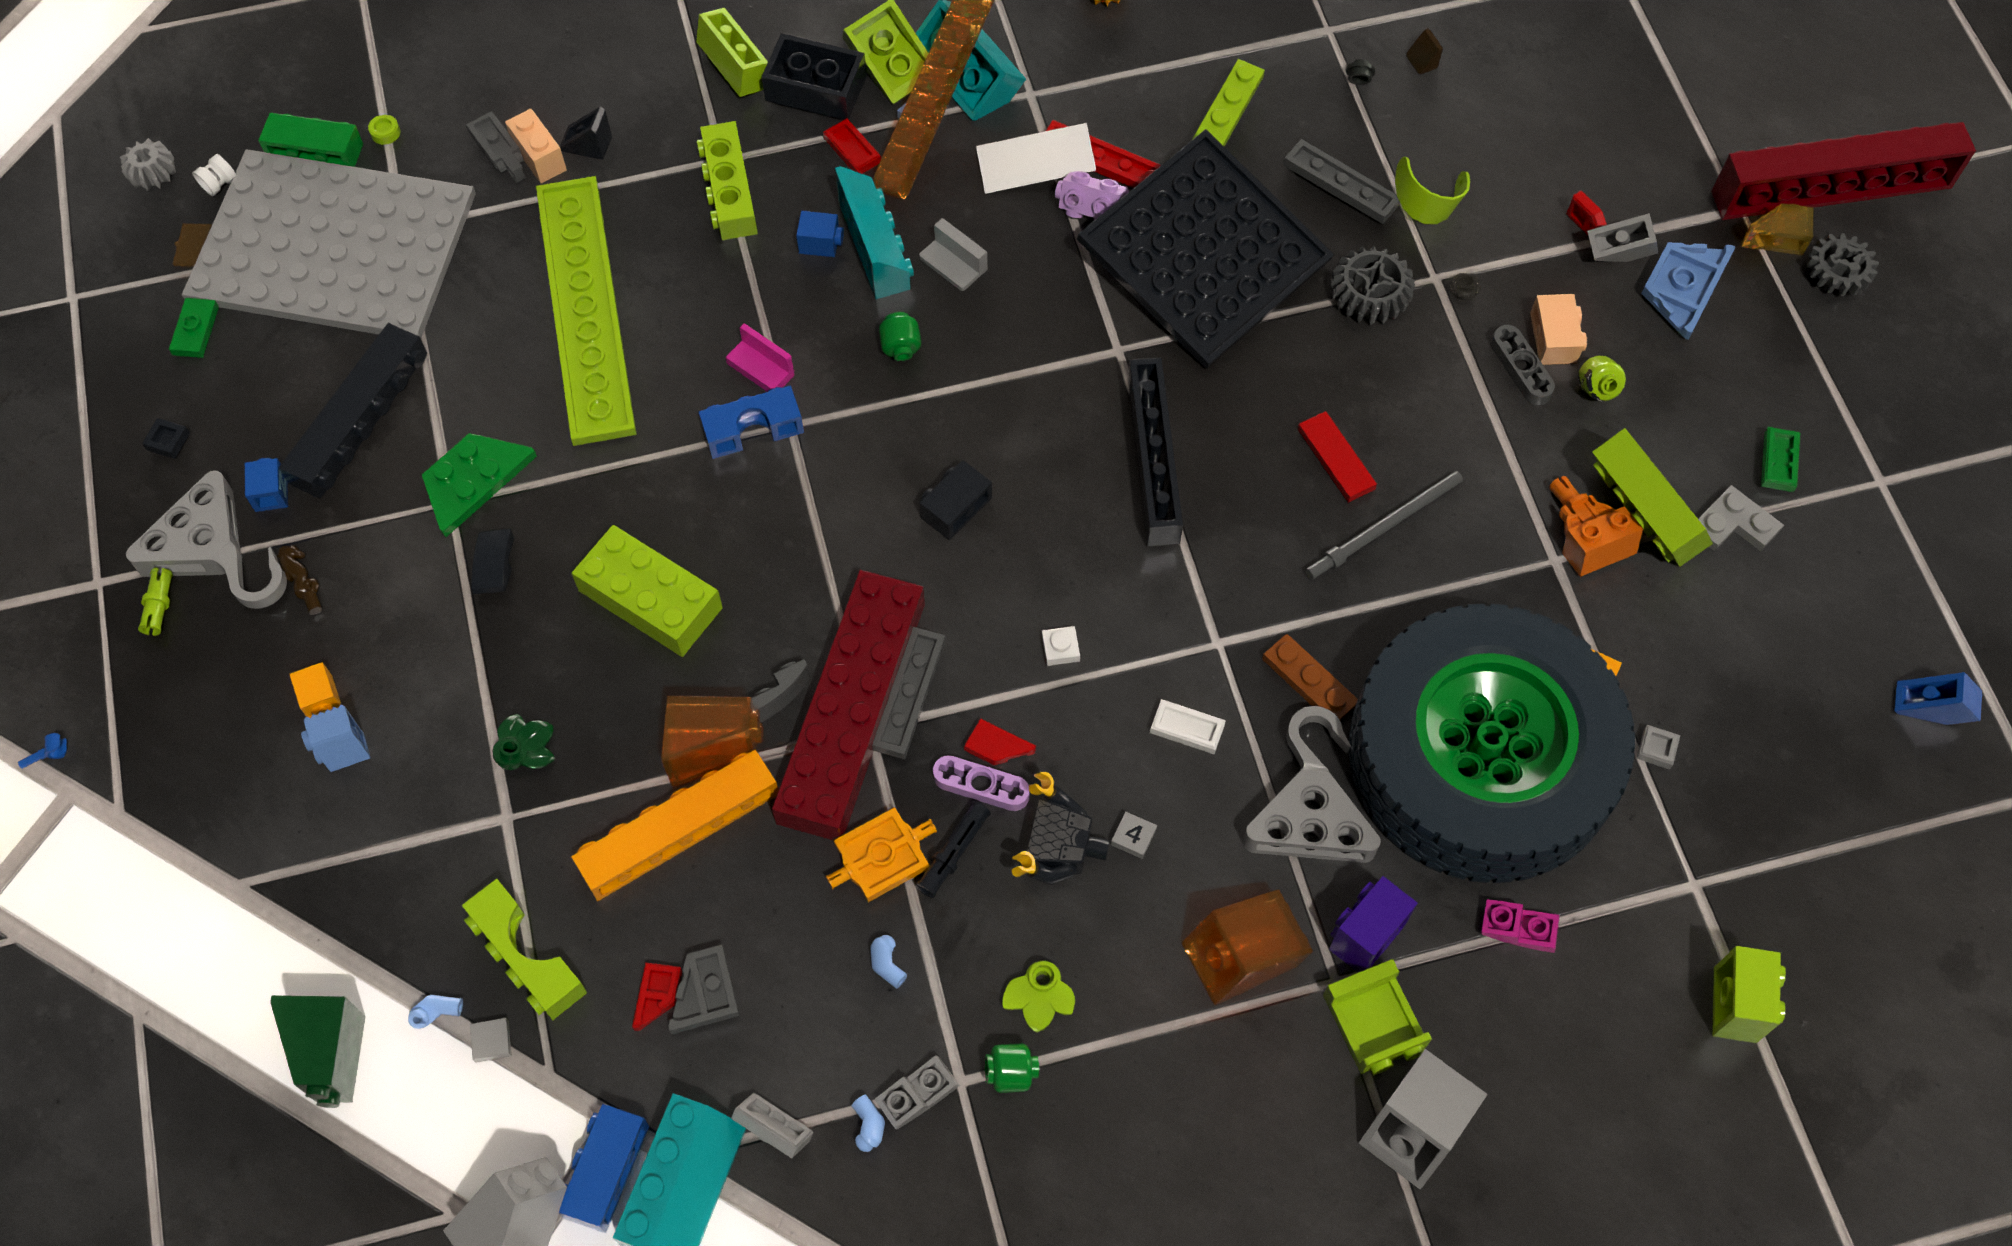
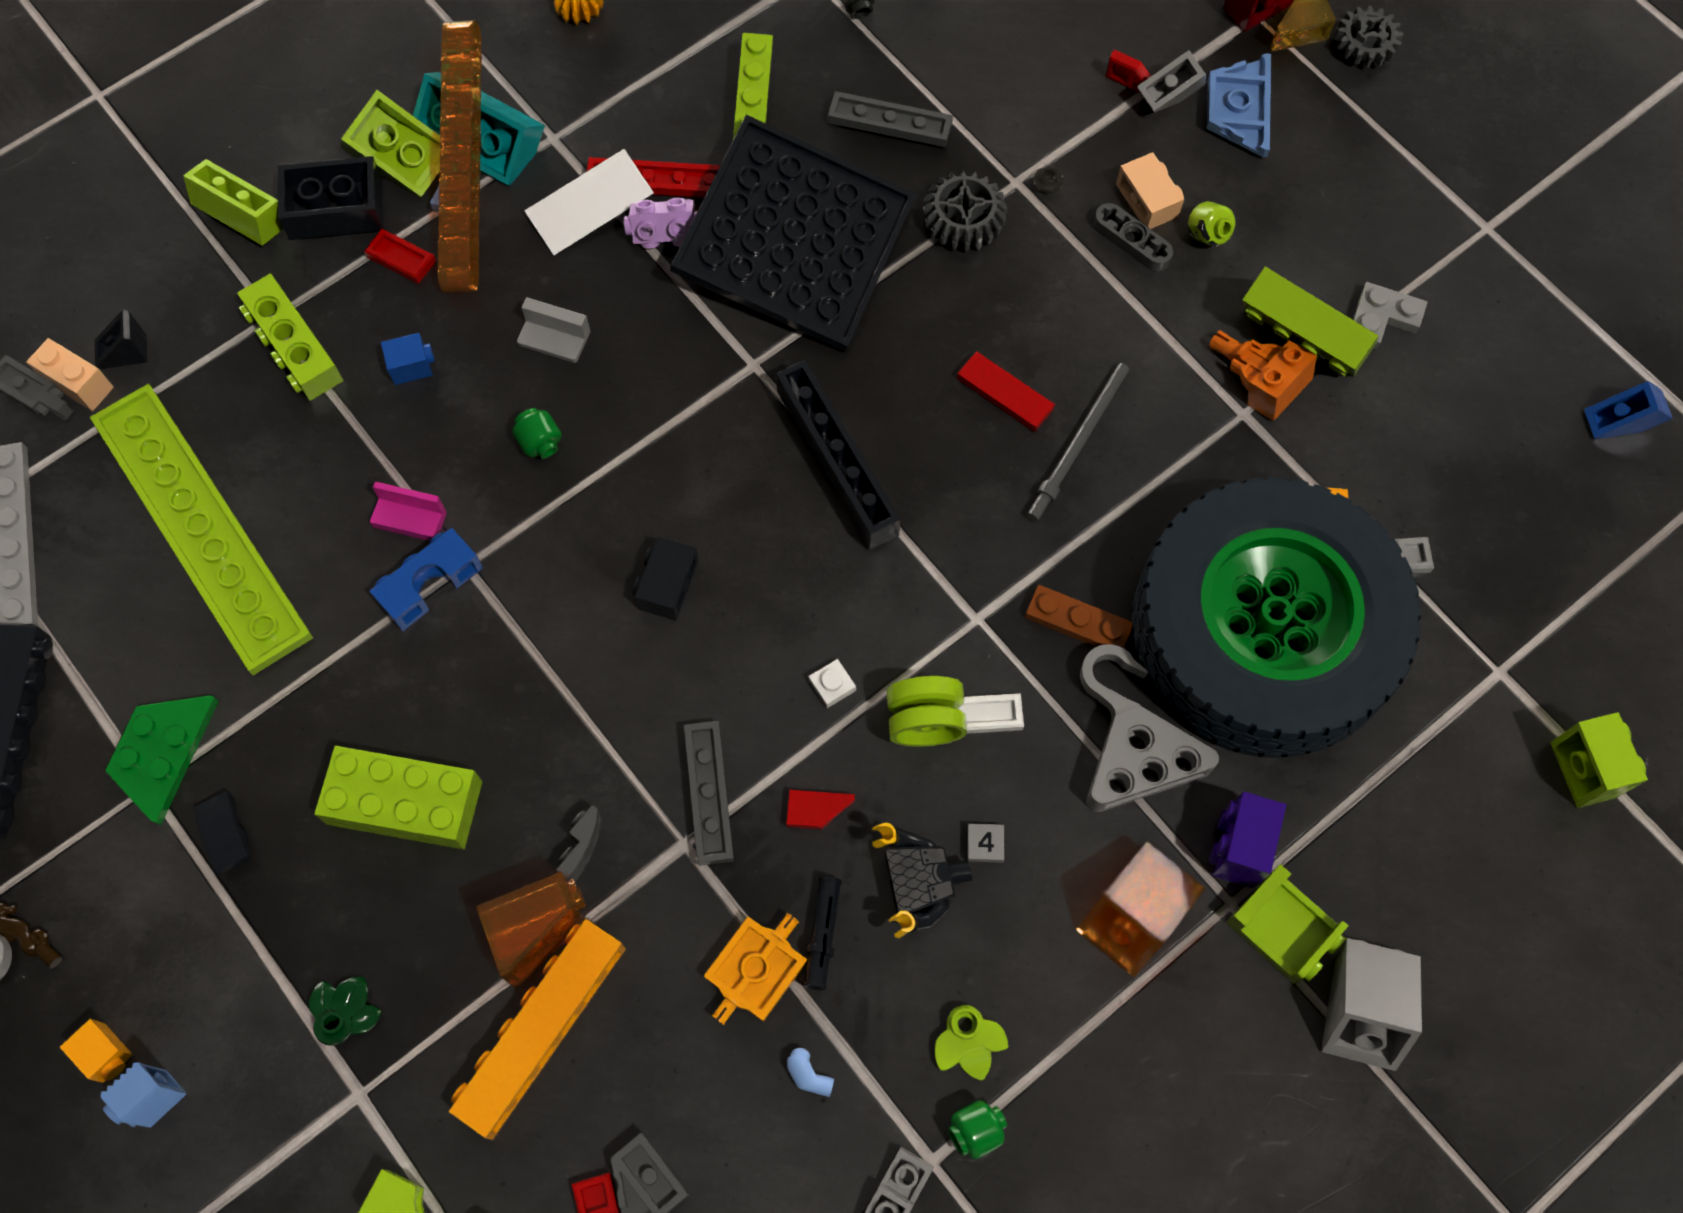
camera: 25 degrees left, 5 degrees up
(848, 707) = (657, 833): dark red brick -> none
(873, 233) = (462, 338): teal slope -> none
(1007, 781) = (791, 845): lavender beam -> none
(1130, 697) = (926, 711): none -> lime wheel
(1420, 202) = (973, 113): lime piece -> none
(1520, 927) = (1371, 778): dark pink slope -> none
(1780, 459) = (1397, 240): green plate -> none

